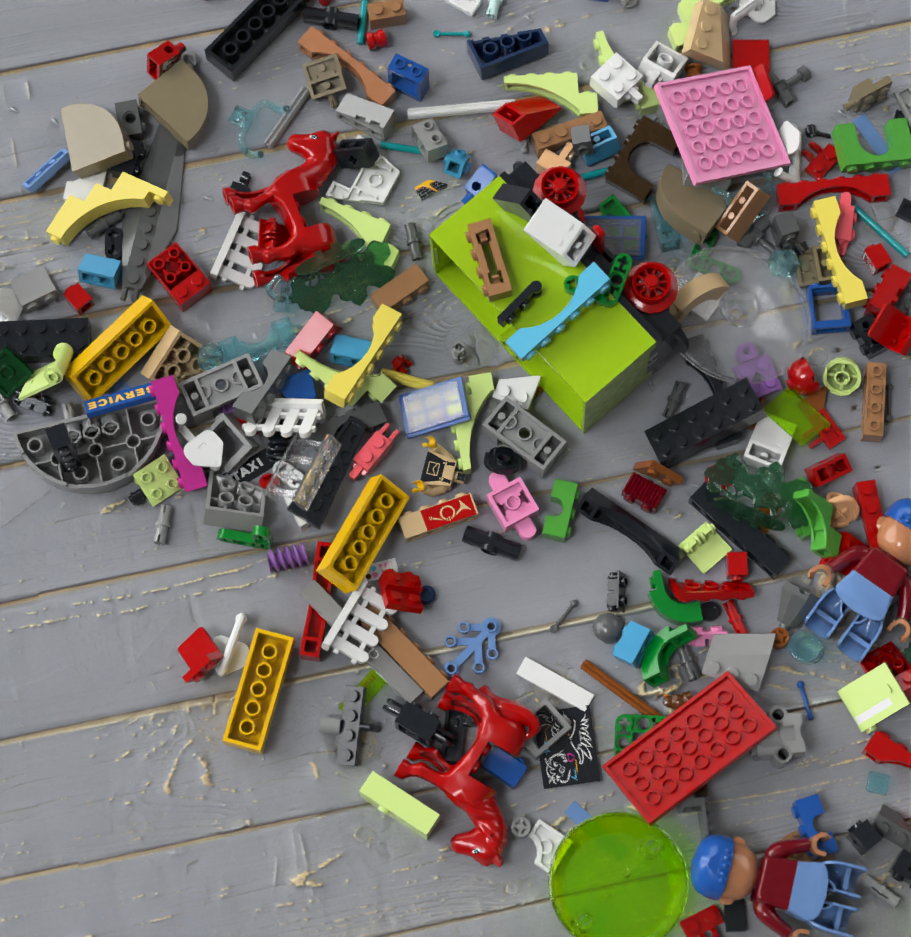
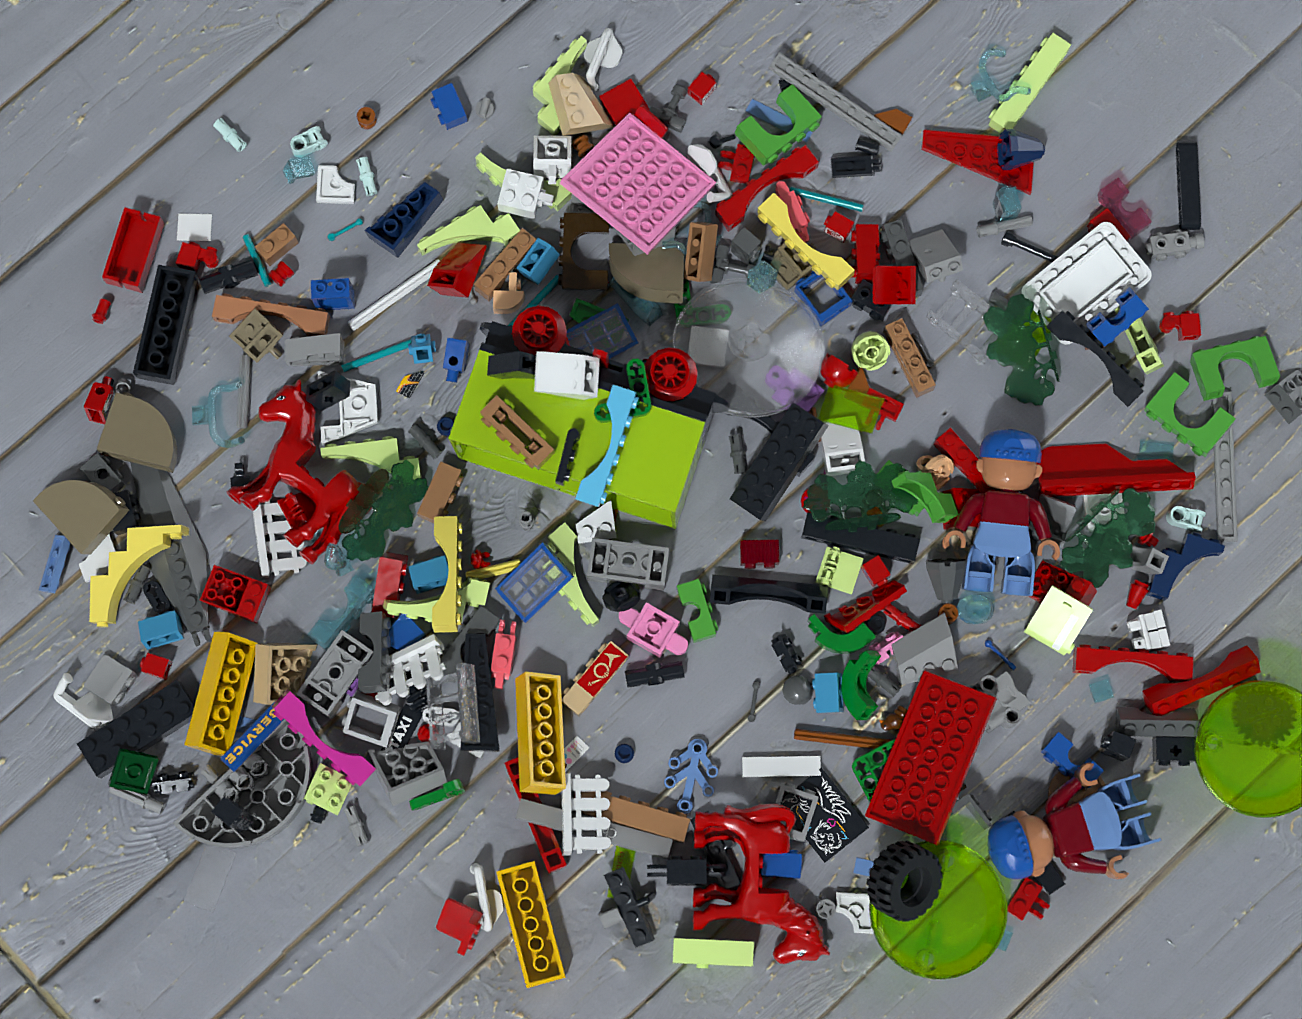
camera: 30 degrees left, 5 degrees up
(49, 374) = (174, 752): yellowish green door -> none
(203, 449) = (353, 741): white piece -> none
(210, 356) = (309, 652): clear light blue head -> none
(287, 557) = (484, 791): medium lavender piece -> none
(401, 591) = (602, 764): red plate -> none
(429, 140) = (385, 340): light grey brick -> none
(438, 471) = (570, 637): torso -> none
(582, 140) = (523, 266): brick -> none
(614, 853) = (889, 873): none -> black tyre
(659, 472) = (762, 527): dark orange wing -> none
(703, 288) = (707, 350): tan arch -> none
(825, 80) = (702, 88): none -> red brick
(828, 469) = (905, 441): red brick -> none
(867, 93) = (745, 81): dark tan plate -> none
(880, 890) = (1157, 782): light grey pin -> none

